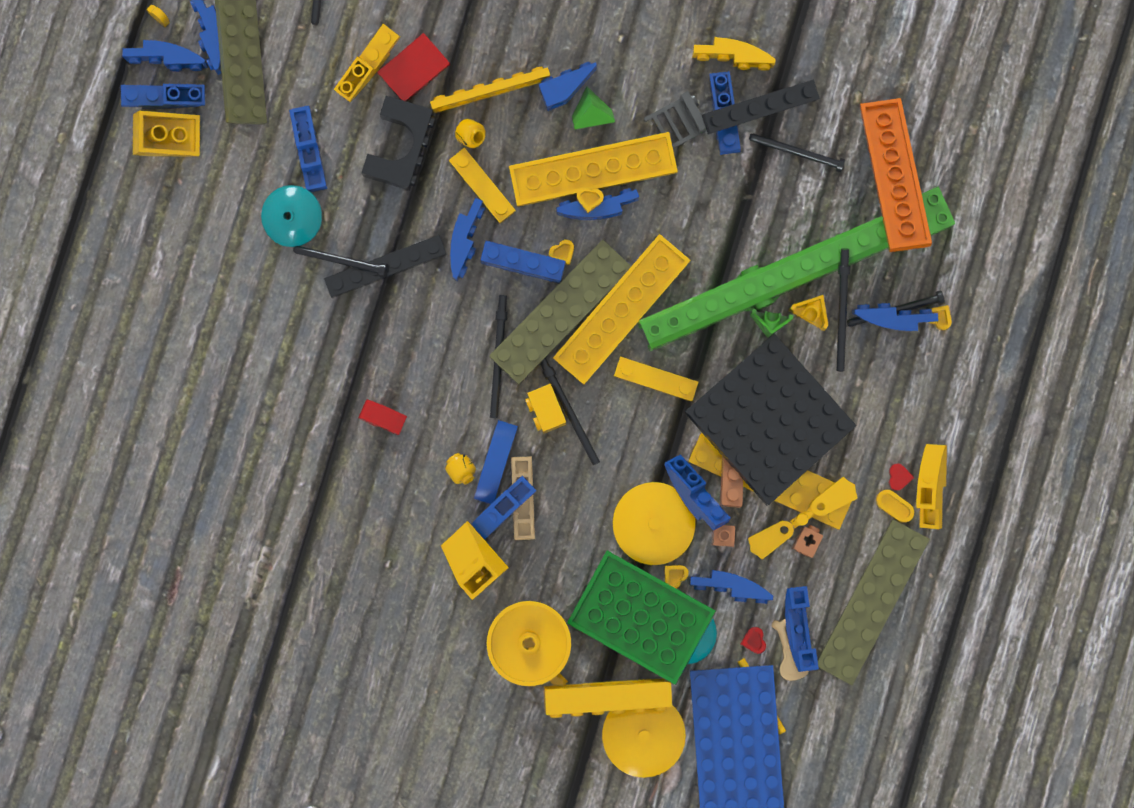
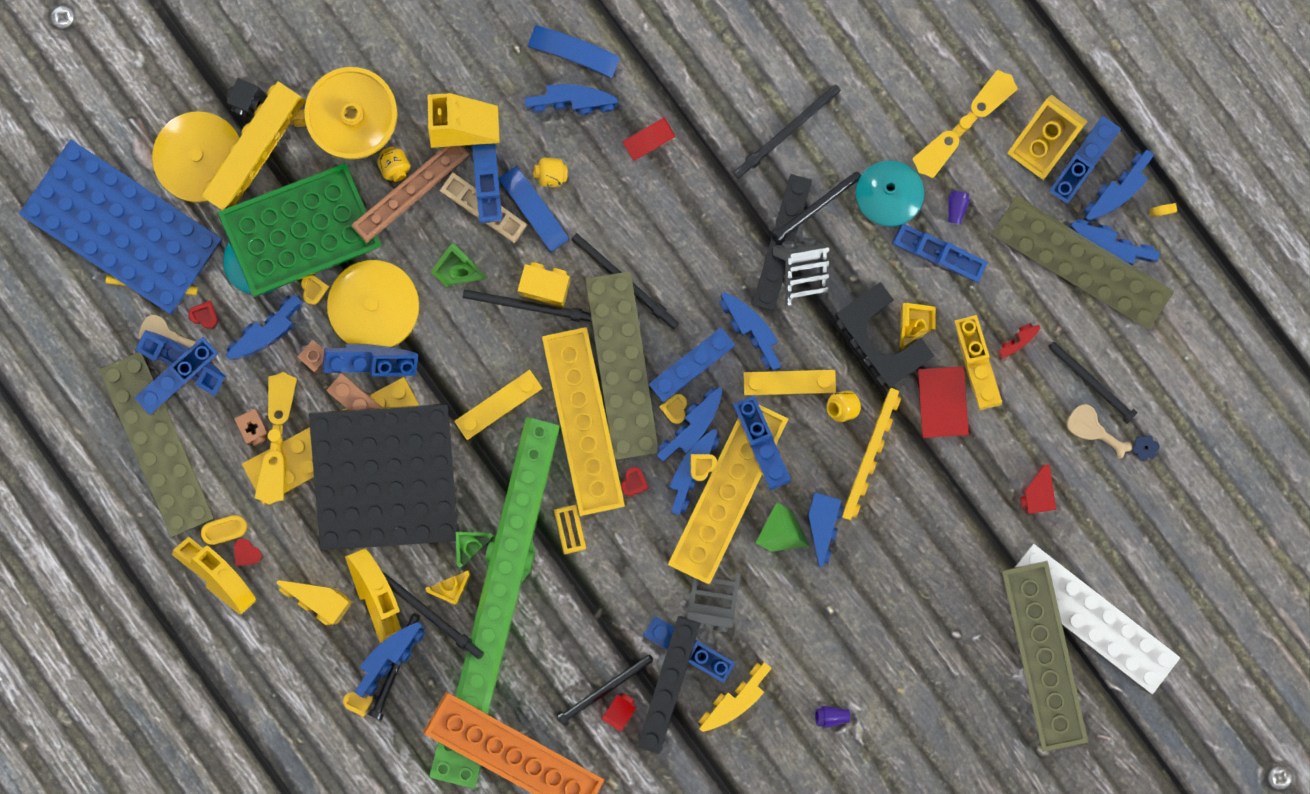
camera: 130 degrees right, 0 degrees up
(165, 196) = (993, 94): none -> yellow piece
(264, 161) = (957, 206): none -> dark purple cone
(324, 44) = (1025, 335): none -> red slope
(340, 331) = (753, 160): none -> black bar
(358, 521) = (574, 50): none -> blue slope
(371, 129) = (915, 322): none -> yellow slope
(385, 241) = (799, 257): none -> dark grey plate
(390, 487) = (581, 97): none -> blue slope
(541, 168) = (761, 443): none -> blue slope
(541, 587) = (393, 164): none -> yellow head
(553, 560) = (409, 191): none -> nougat tile
(557, 227) = (699, 418): none -> blue slope
(576, 730) = (245, 98): none -> black brick
(582, 484) = (456, 268): none -> bright green slope
(637, 241) = (634, 482): none -> red tile
(694, 274) = (566, 512): none -> yellow tile
(806, 127) = (619, 711): none -> red slope
(814, 624) = (176, 375): none -> blue slope
(856, 360) = (376, 591): none -> yellow slope
(891, 397) = (325, 601): none -> yellow slope

